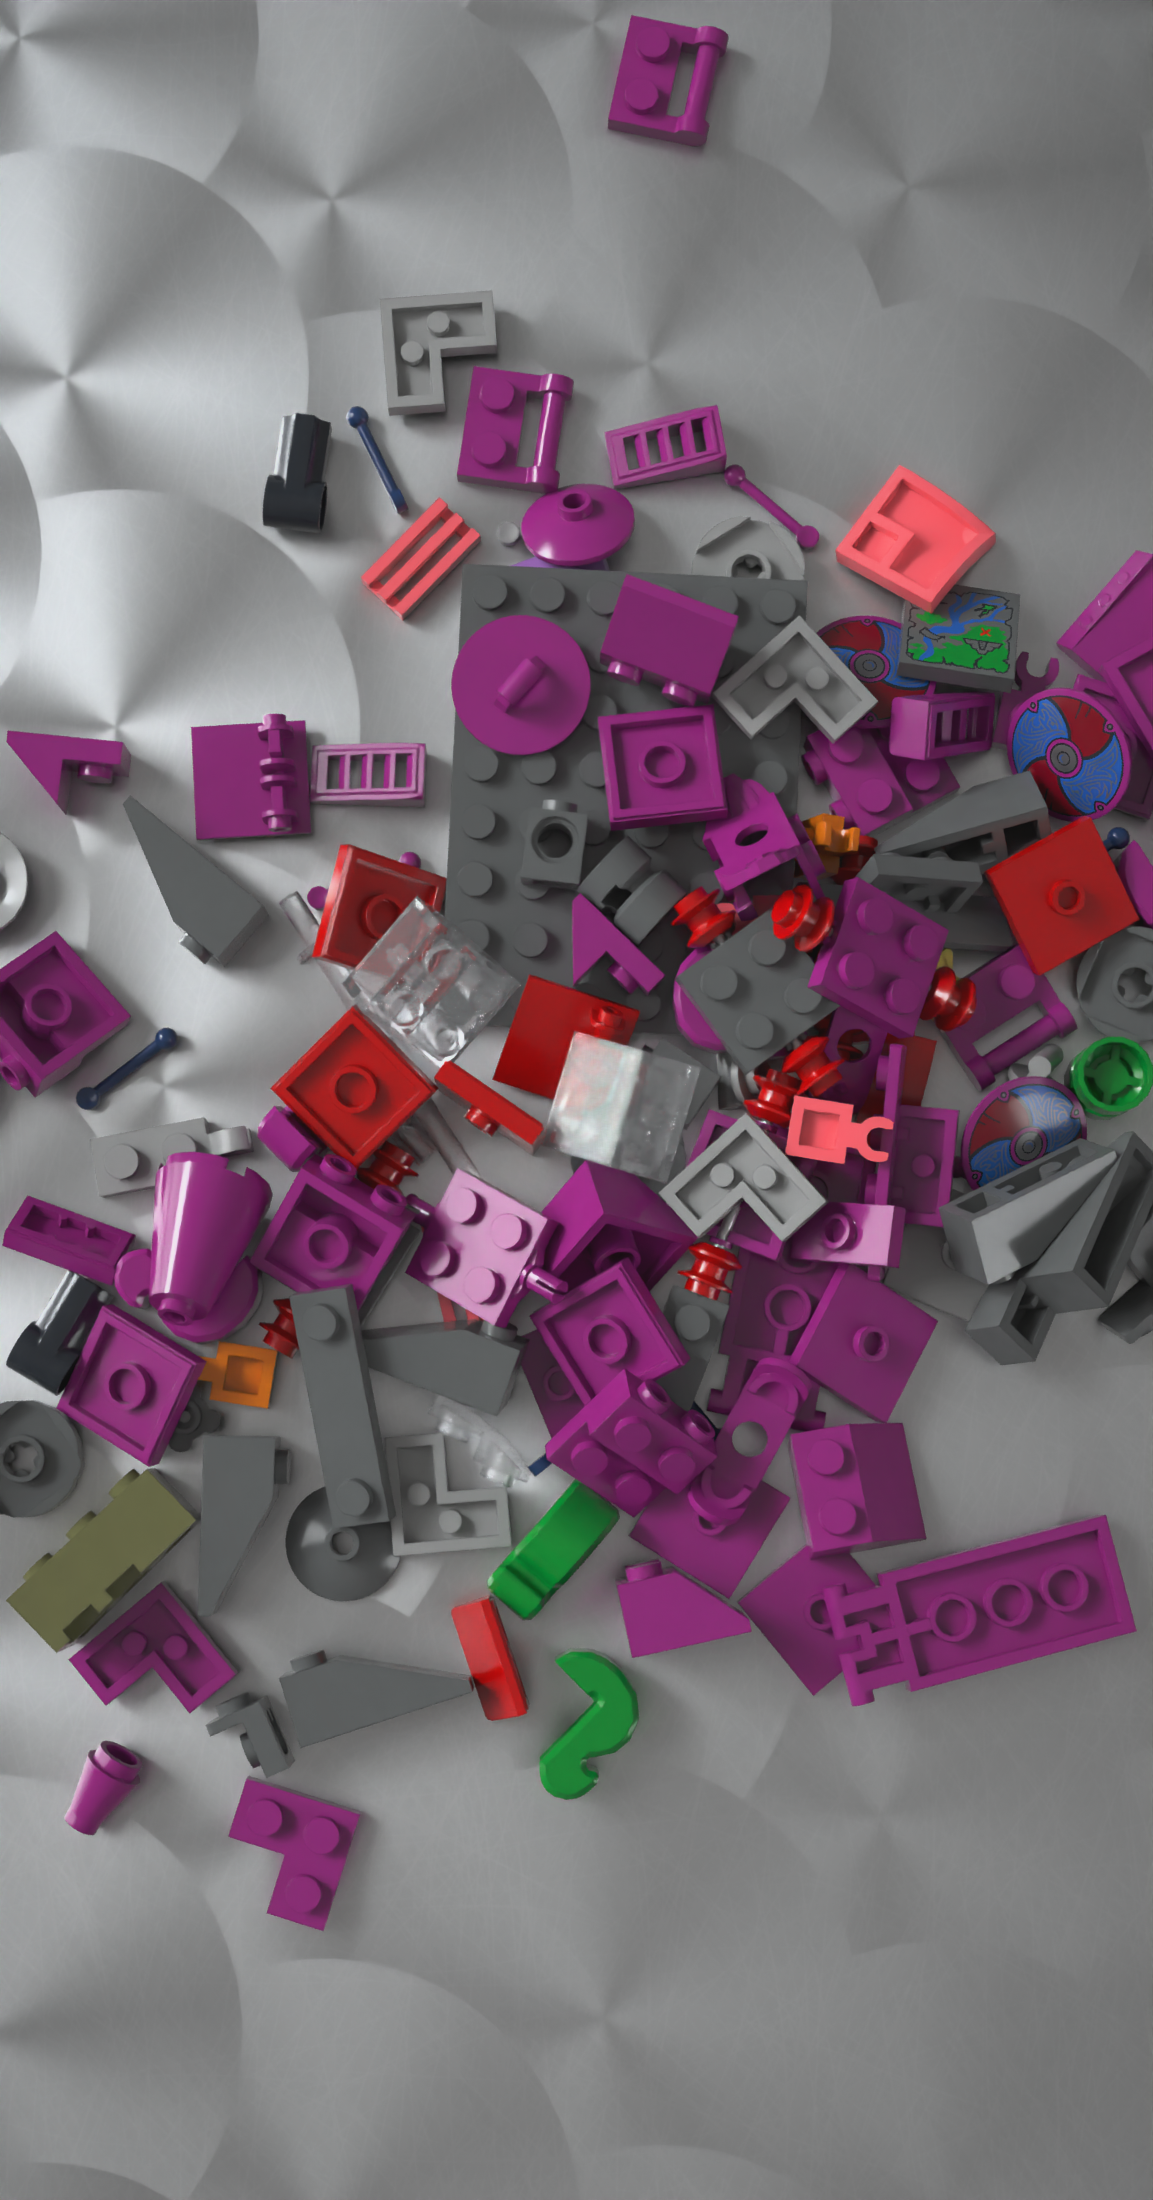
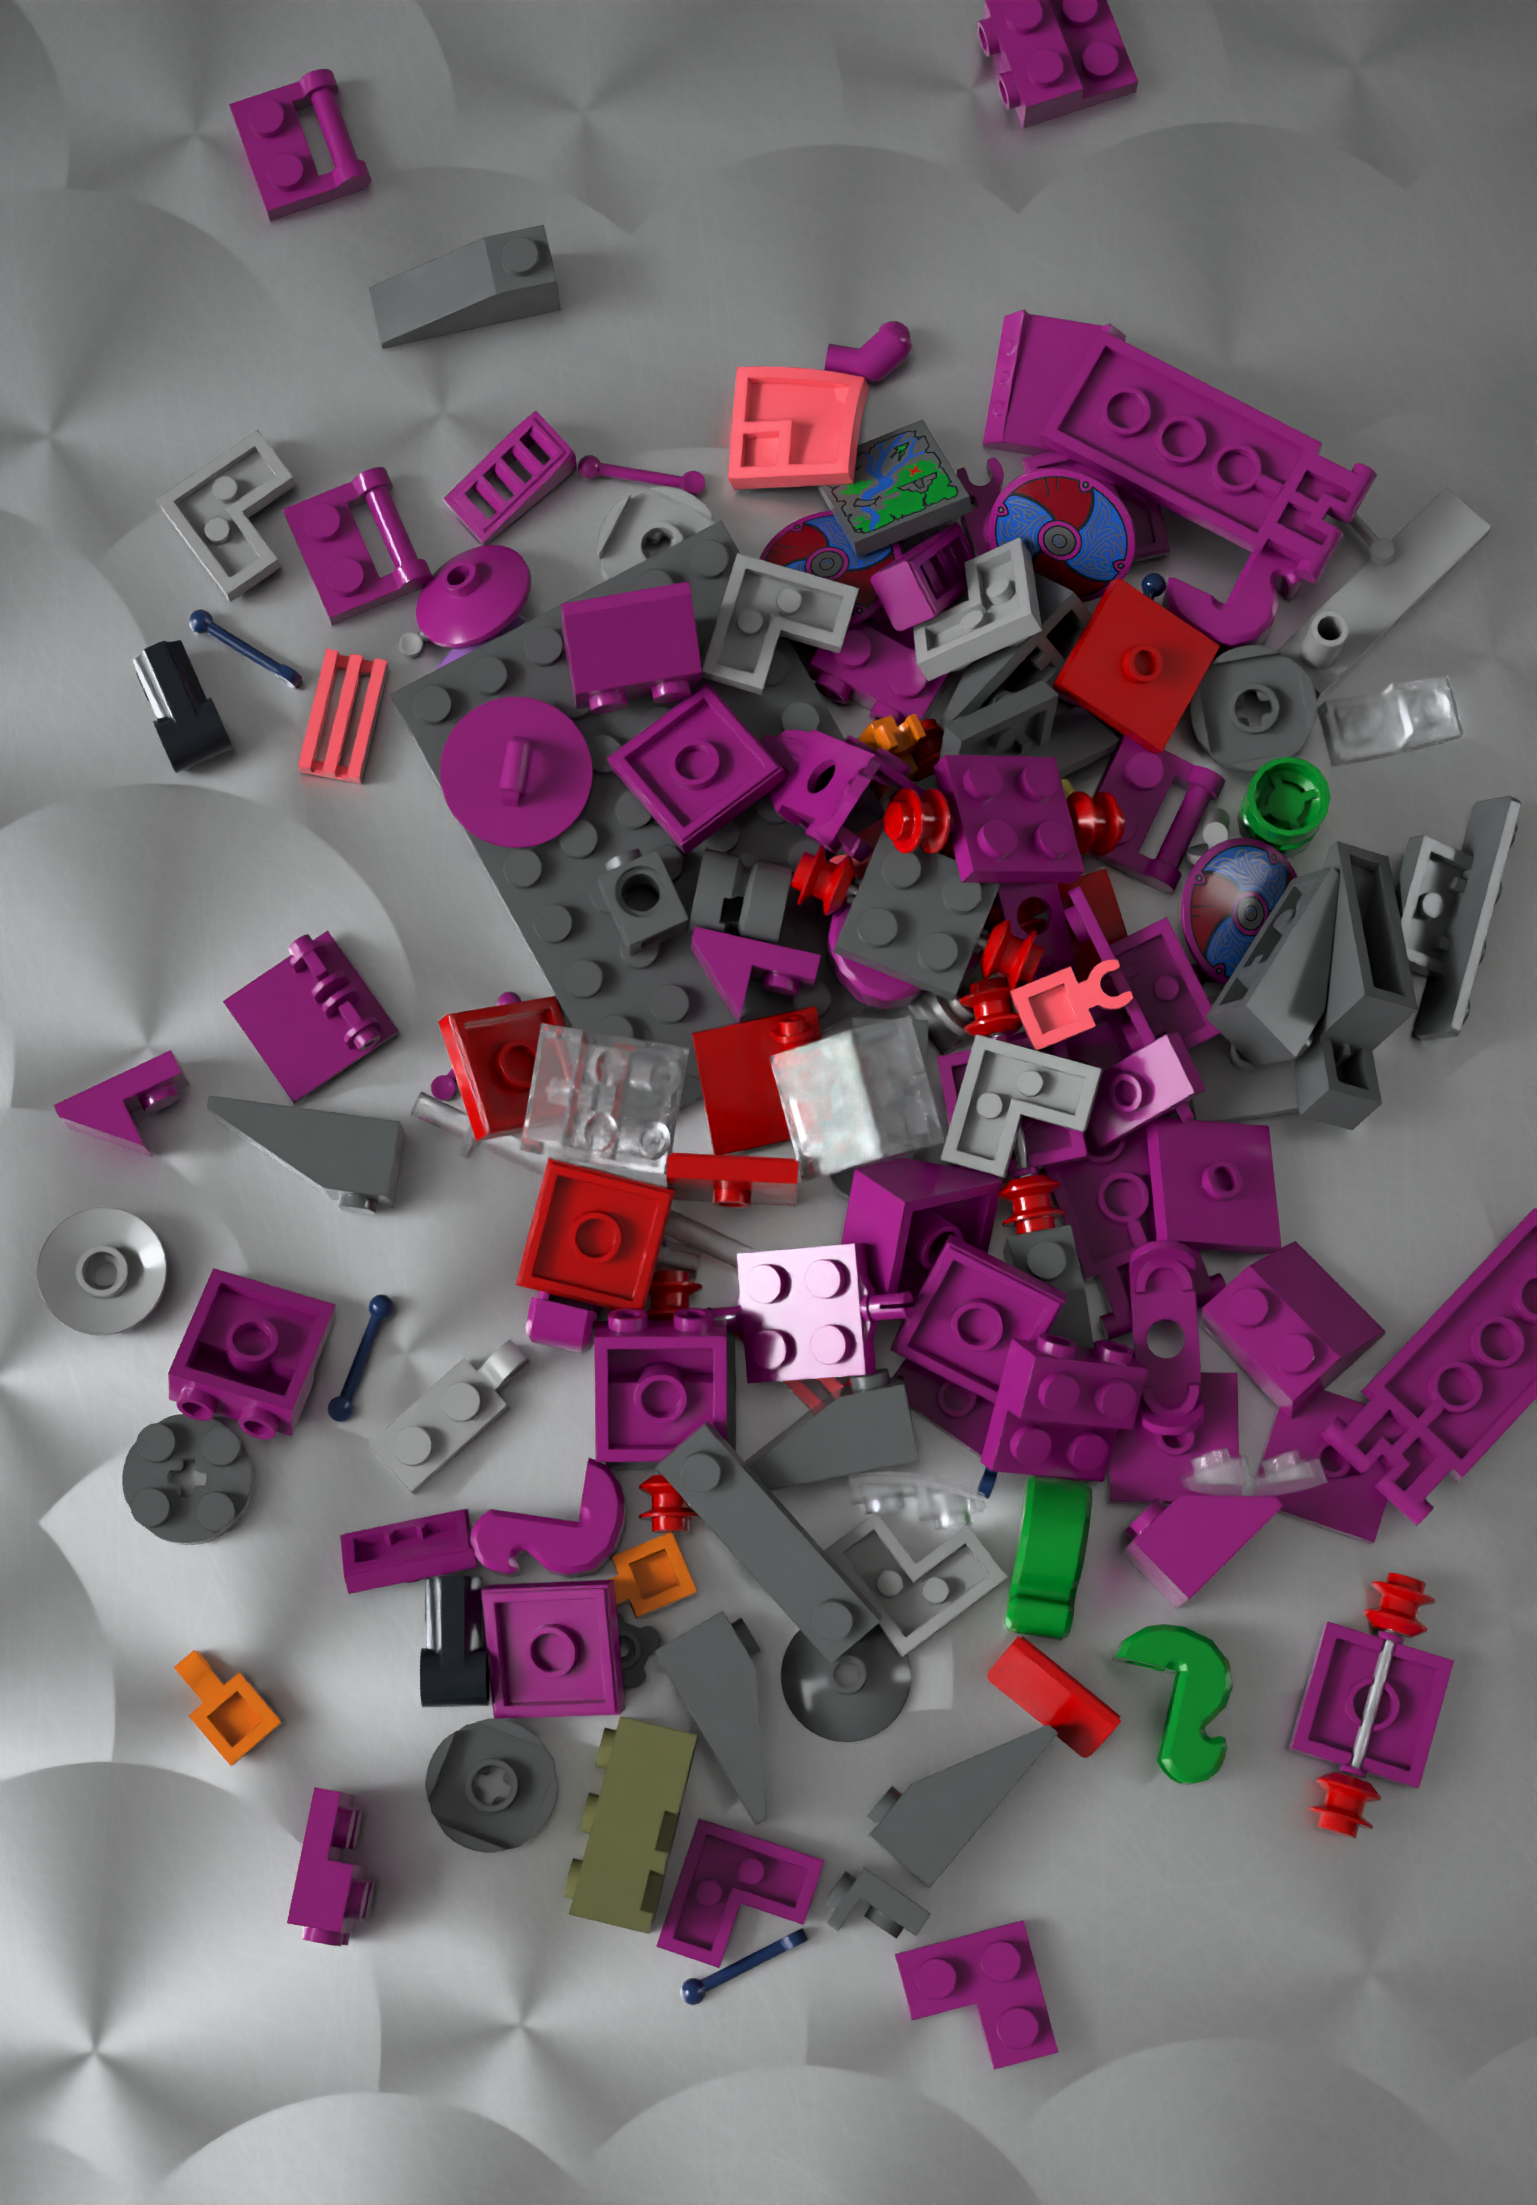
camera: 30 degrees left, 5 degrees down
(79, 1709) = (694, 1990): none -> dark blue hinge
(104, 1783) = (763, 2047): magenta cone -> none
(200, 1231) = (532, 1457): magenta cone -> none
(391, 753) = (428, 912): magenta slope -> none
(727, 275) = (469, 288): none -> dark grey slope
(729, 1578) = (1233, 1476): none -> clear slope
(730, 1820) = (1371, 1704): none -> magenta plate
(972, 790) = (996, 616): none -> light grey plate
(1015, 522) = (876, 357): none -> magenta arm

